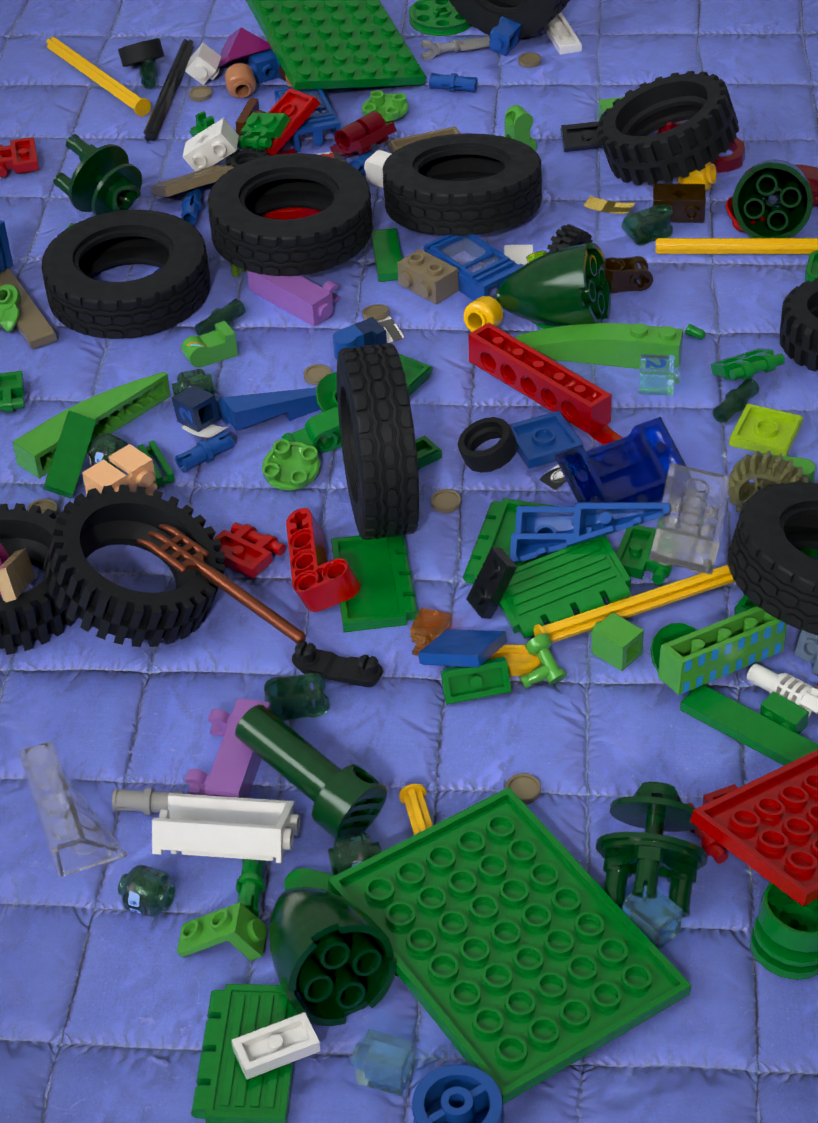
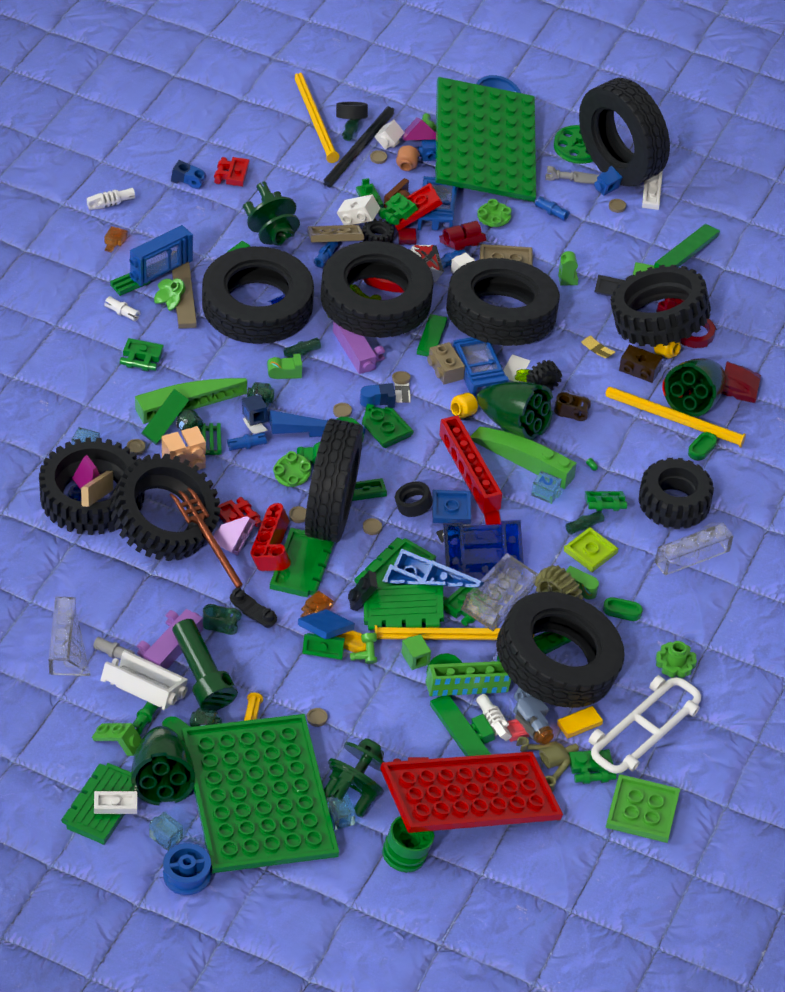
camera: 15 degrees right, 5 degrees up
(146, 890) = (90, 699): head -> none
(257, 569) = (234, 534): none -> lavender slope
(331, 520) = (297, 514): none -> dark tan piece
(648, 225) = (609, 375): clear green piece -> none
(651, 66) = (689, 246): none -> green tile

